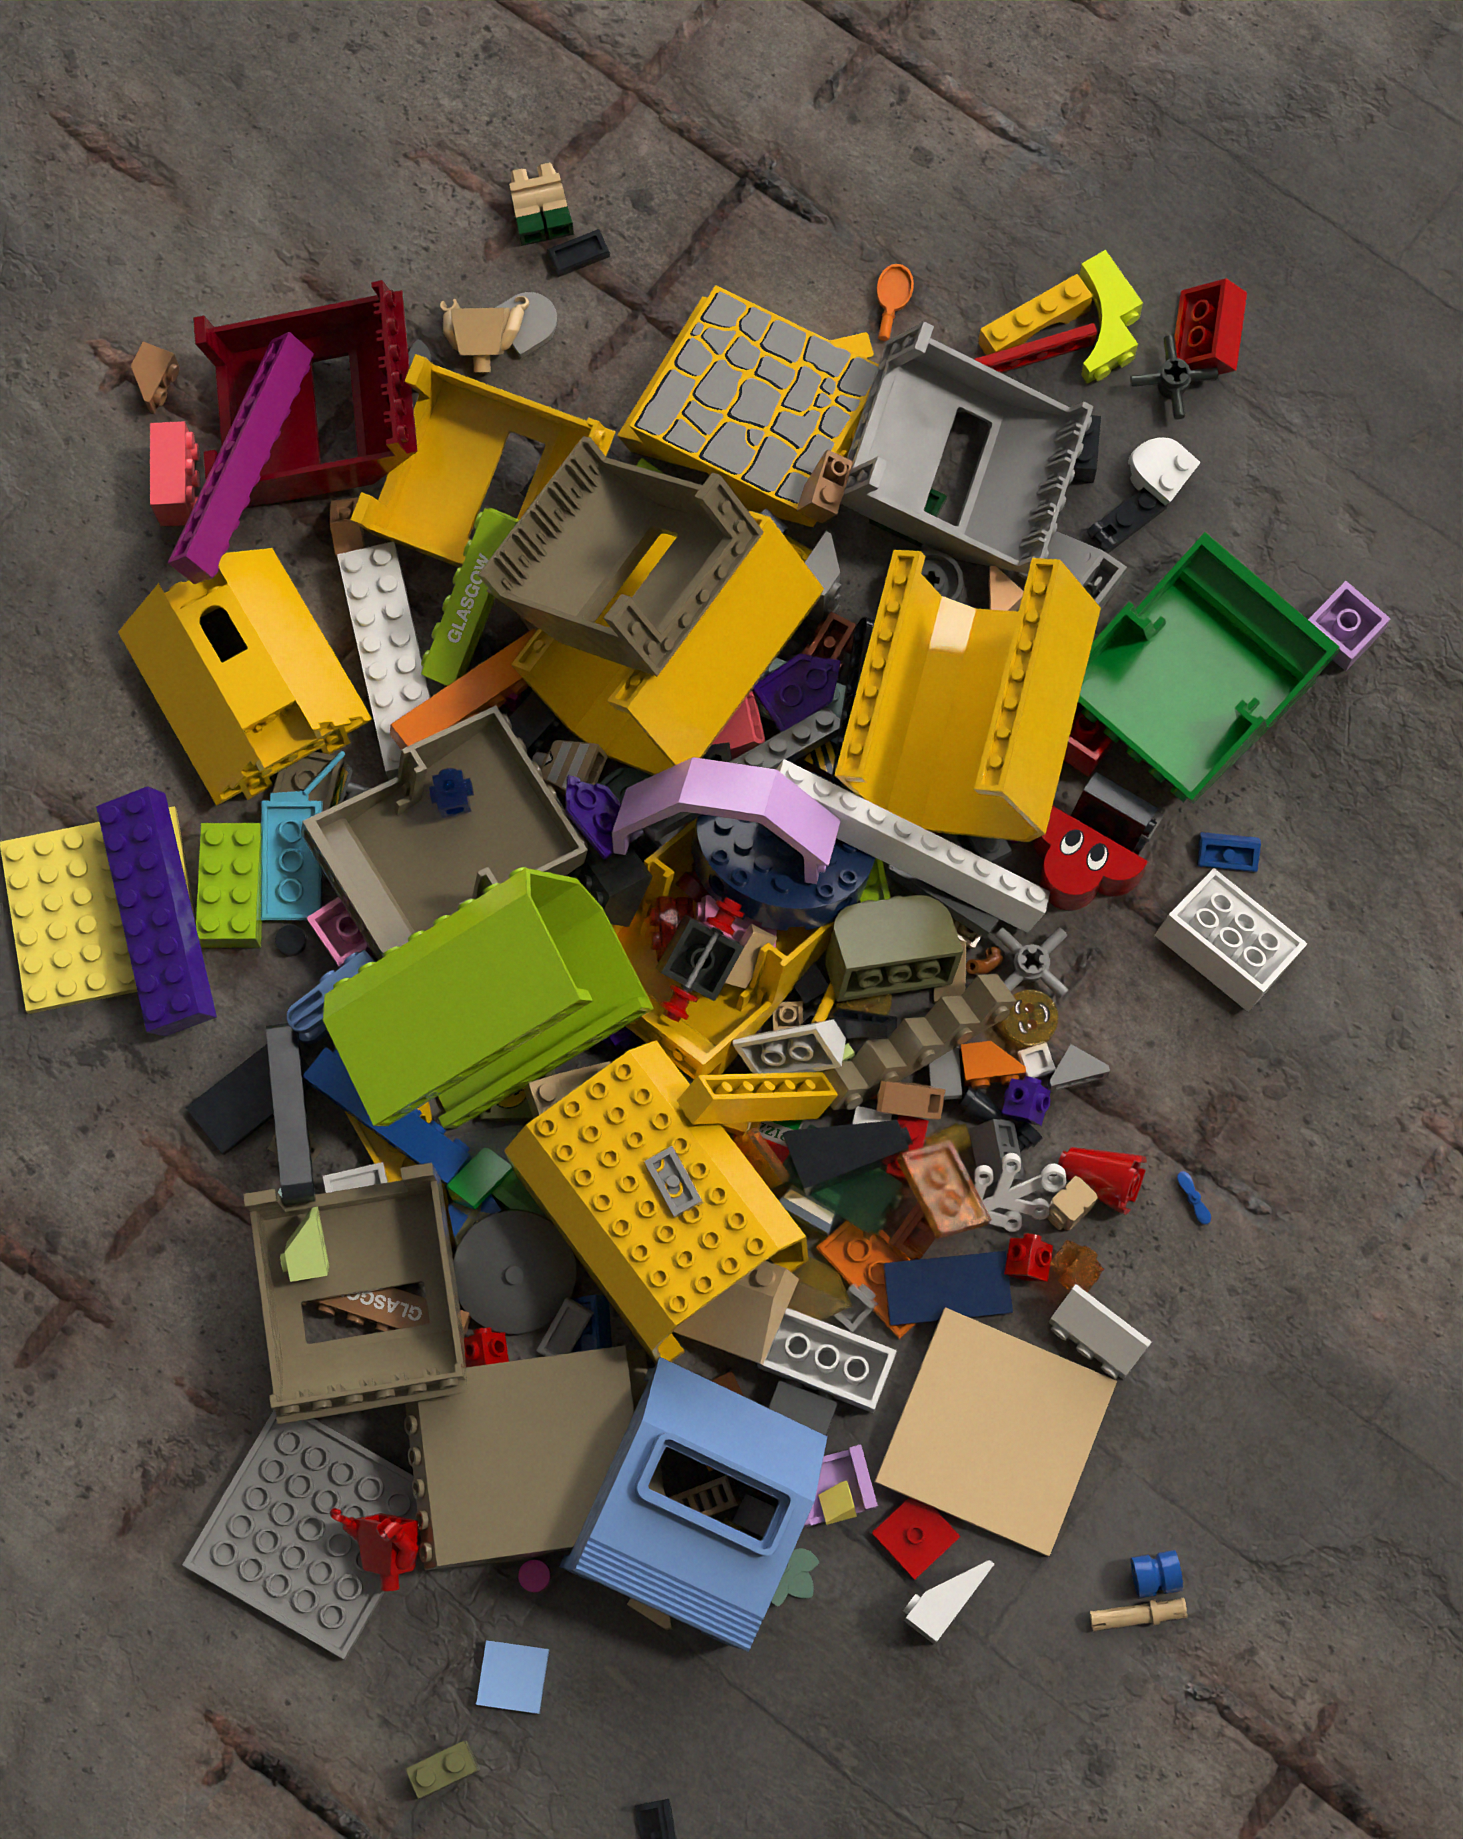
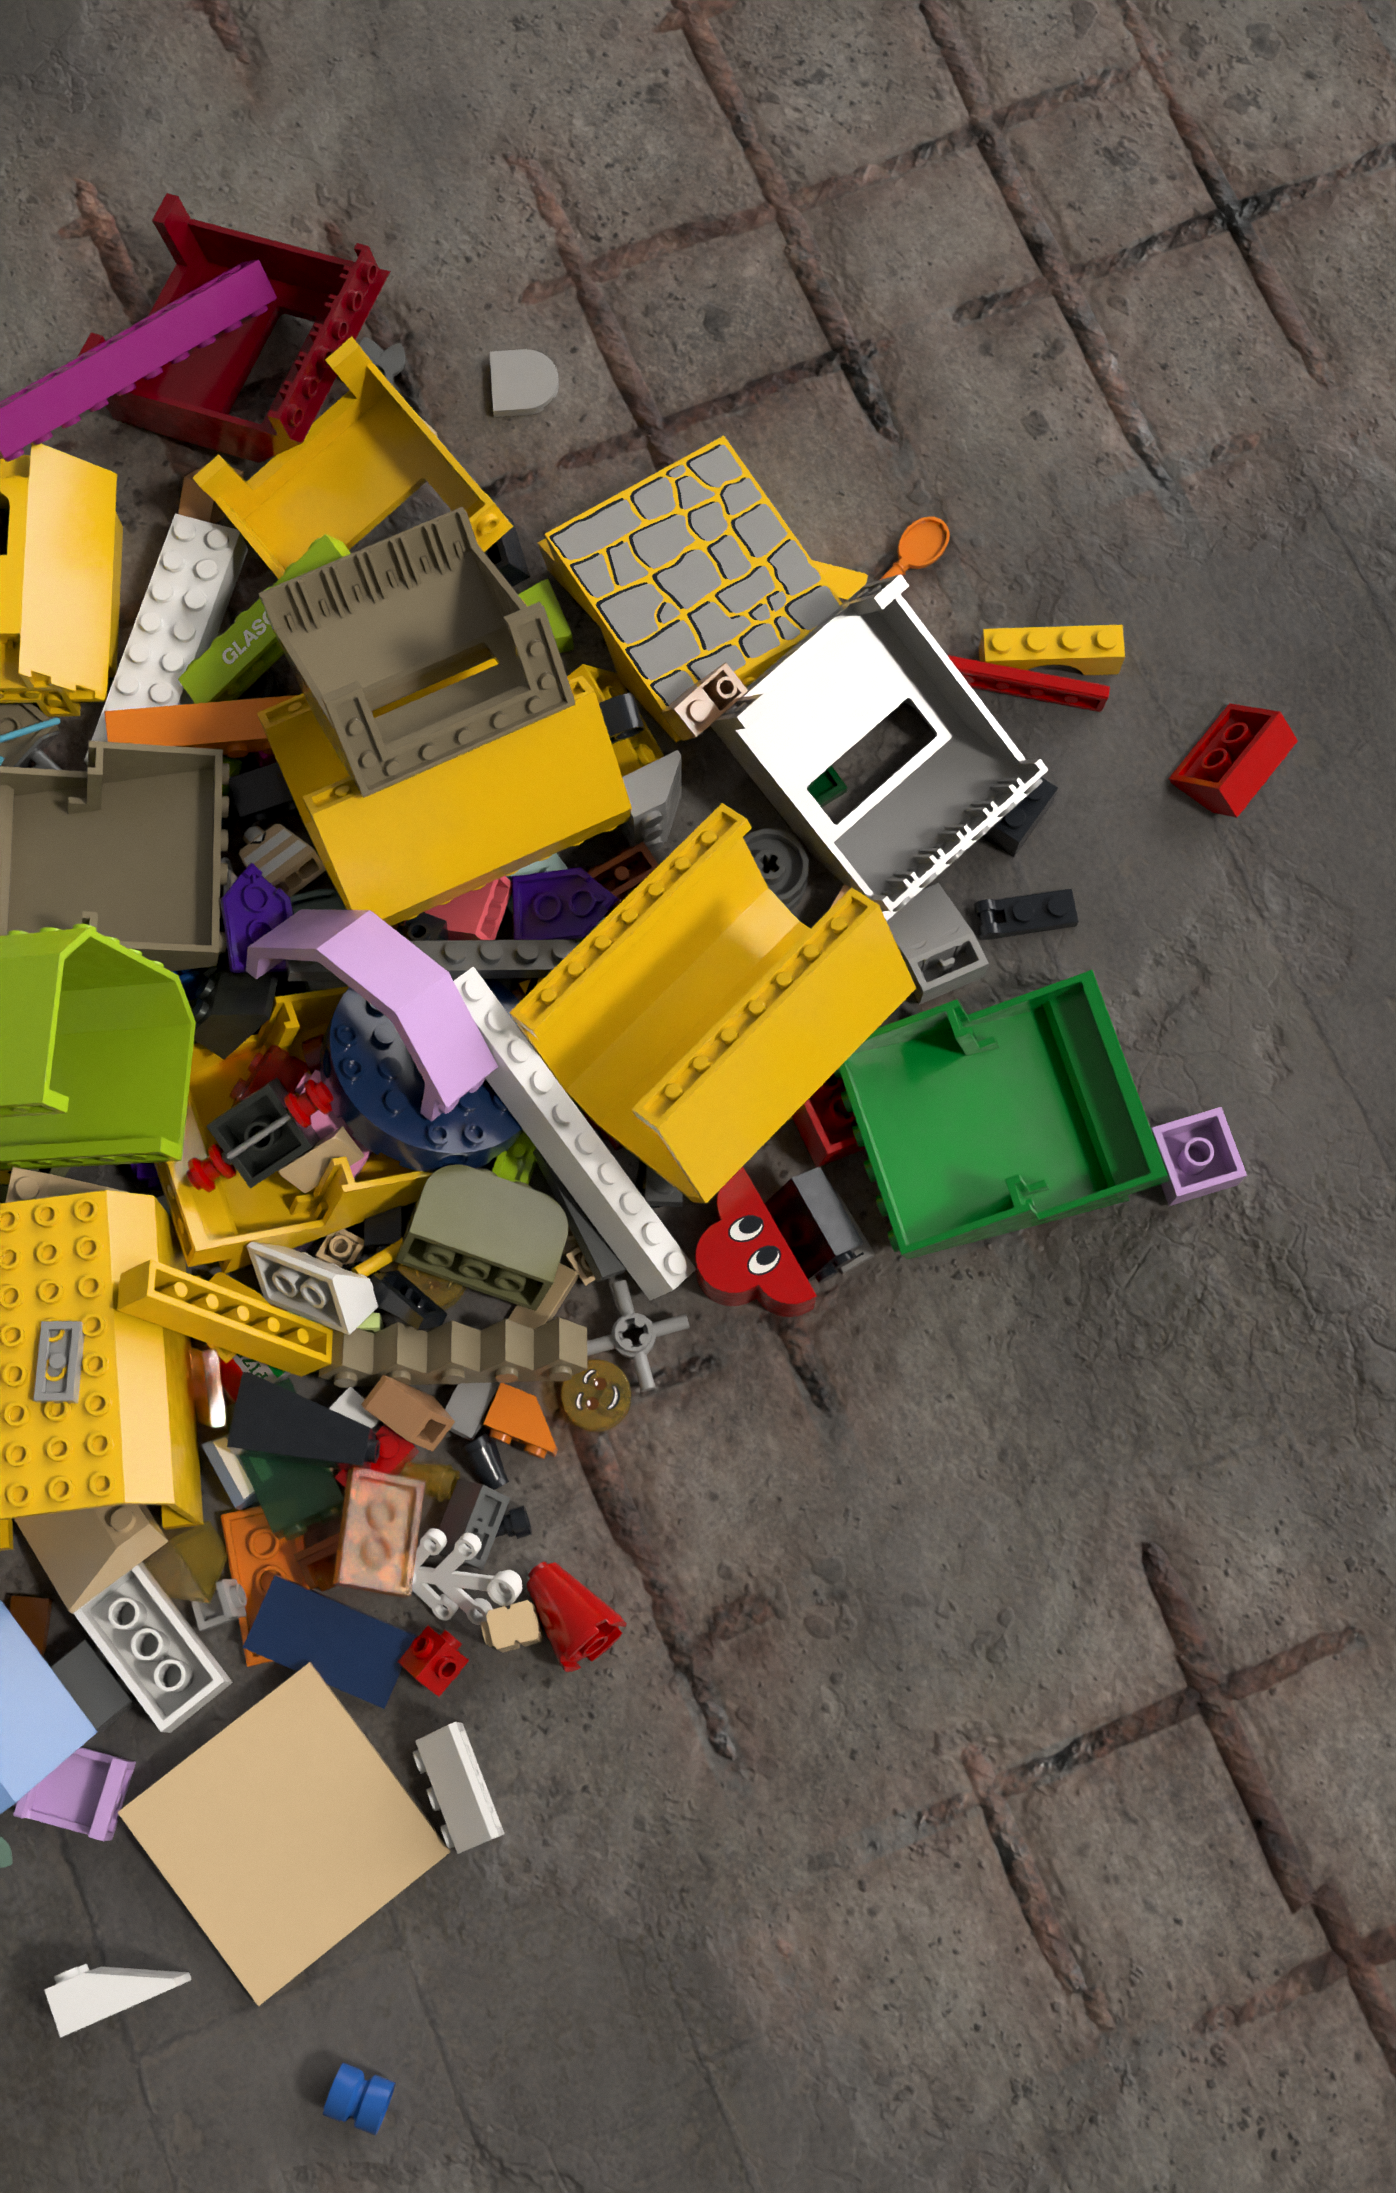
camera: 25 degrees right, 0 degrees up
(154, 371) = (114, 242): medium nougat slope -> none
(173, 472) = (63, 332): coral brick -> none
(451, 792) = (124, 816): clear blue brick -> none
(482, 330) = (468, 366): tan torso -> none
(536, 196) = (605, 271): hips -> none
(578, 253) = (618, 340): black tile -> none
(837, 1503) = (68, 1812): light yellow slope -> none
(915, 1536) = (130, 1898): red plate -> none
(984, 966) = (583, 1311): dark orange arm -> none
(1026, 1100) = (536, 1484): dark purple brick -> none
(1037, 1061) = (577, 1446): white tile -> none
(1076, 1069) = (612, 1479): light grey slope -> none
(1076, 1266) = (479, 1699): clear orange brick -> none
(1116, 307) = (1147, 685): neon yellow arch -> none
(1151, 1612) = (321, 2134): tan pin -> none
(1161, 467) = (1094, 878): white slope -> none
(1166, 374) = (1168, 778): pearl dark grey bar -> none
(1194, 1198) = (657, 1694): blue piece -> none
(1228, 851) = (923, 1333): blue slope -> none
(1230, 939) = (866, 1431): white slope -> none

